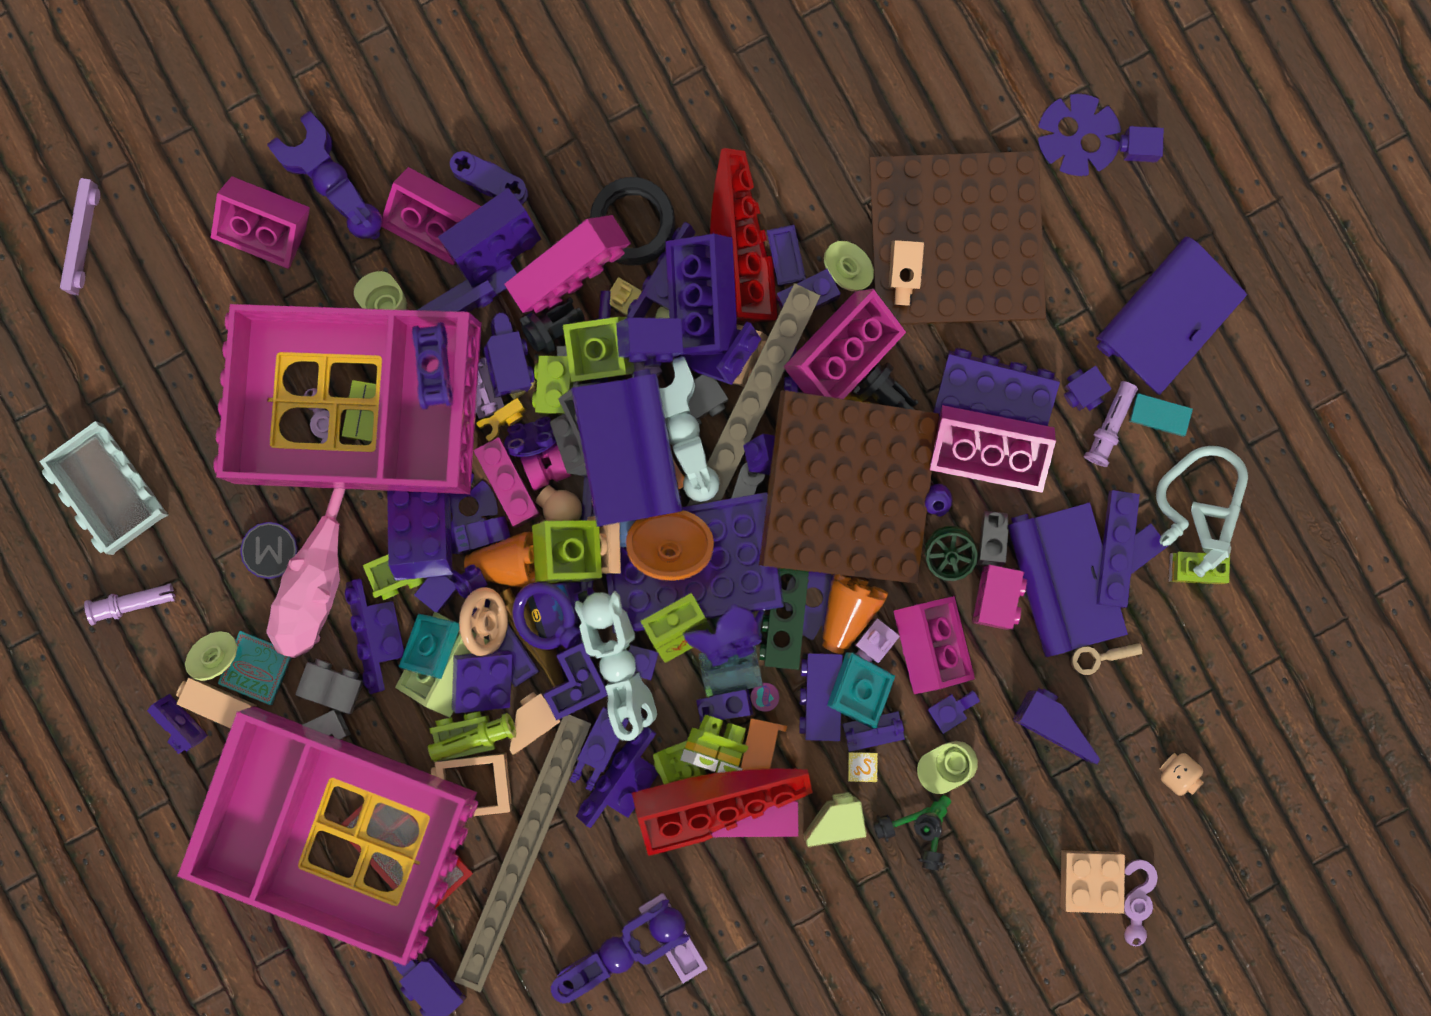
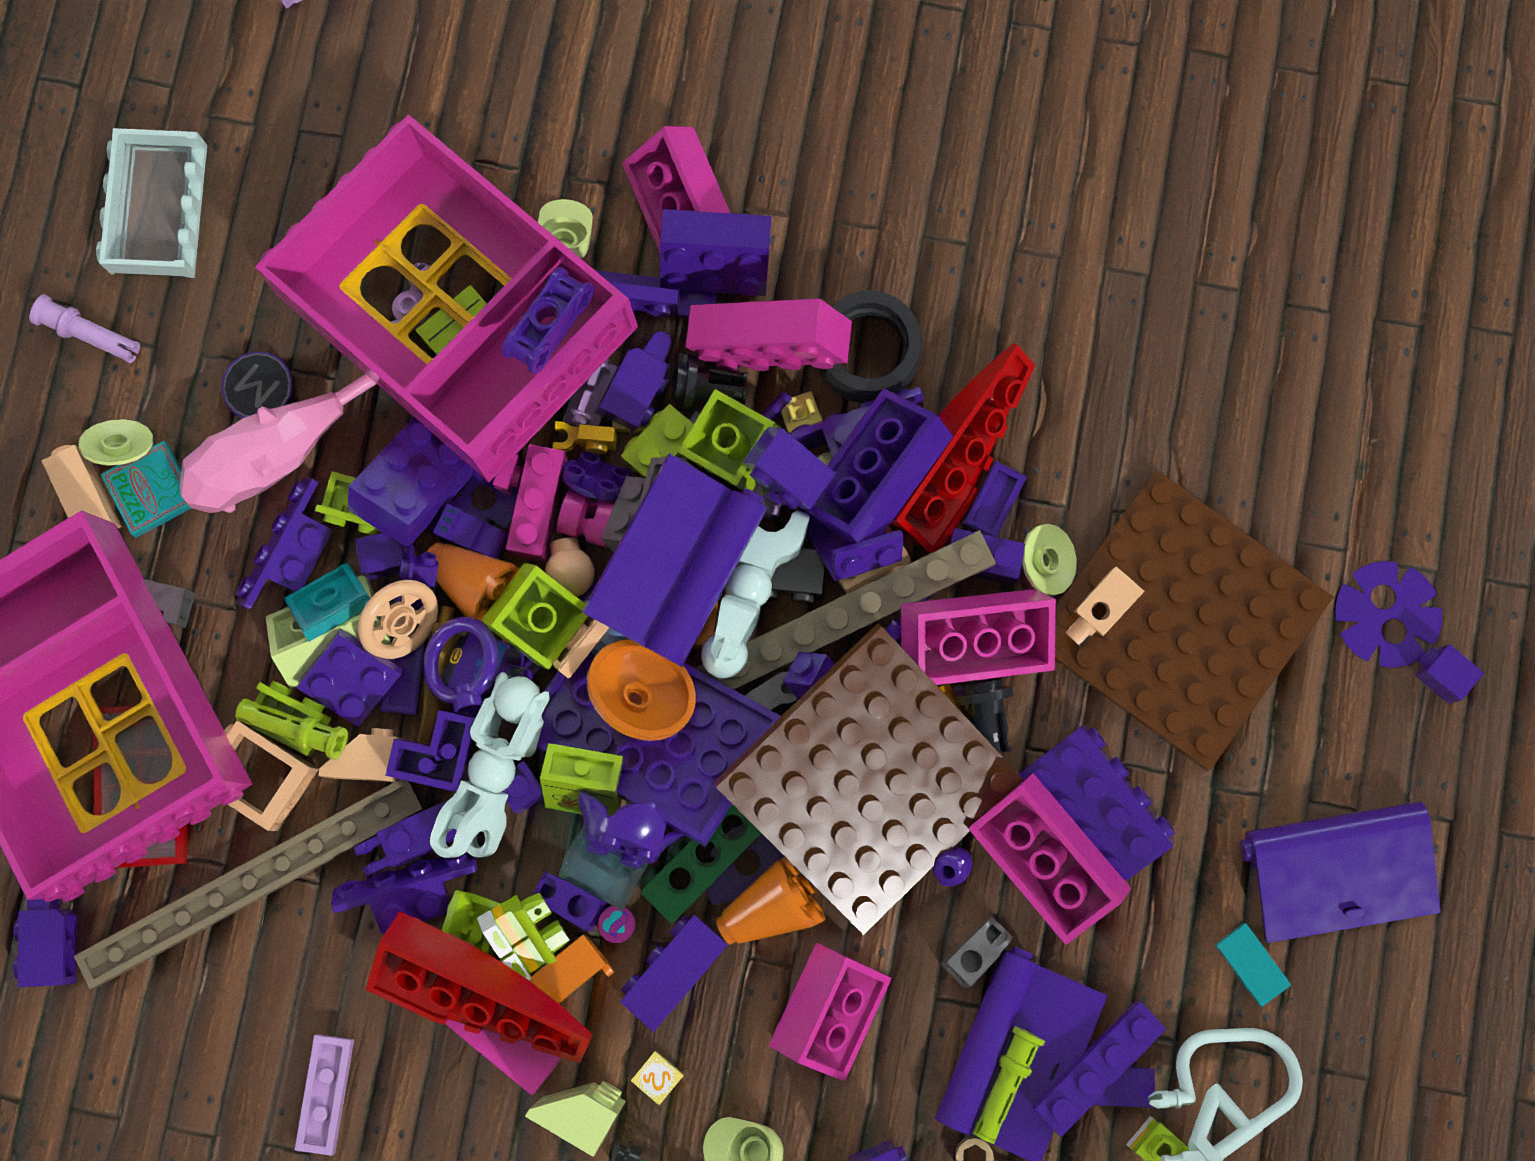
camera: 40 degrees right, 5 degrees down
(173, 718) = (29, 481): dark purple hinge -> none
(259, 221) = (509, 69): dark pink slope -> none
(328, 177) = (609, 79): dark purple piece -> none
(330, 687) = (201, 564): flat silver brick -> none
(477, 480) = (509, 476): none -> dark pink plate
(486, 176) = (761, 195): dark purple piece -> none
(619, 953) = (256, 1066): dark purple piece -> none
(861, 690) = (717, 997): teal tile -> none
(861, 736) = (698, 1050): dark purple hinge -> none
(876, 641) = (773, 960): lavender brick -> none
(950, 712) = (790, 1094): dark purple plate -> none
(951, 553) = (922, 932): dark green wheel -> none
(999, 597) = (935, 1017): dark pink brick -> none
(1069, 590) = (1014, 1068): none -> lime pin
(1086, 389) = (1195, 875): dark purple brick -> none
(1107, 436) = (1178, 941): lavender pin -> none

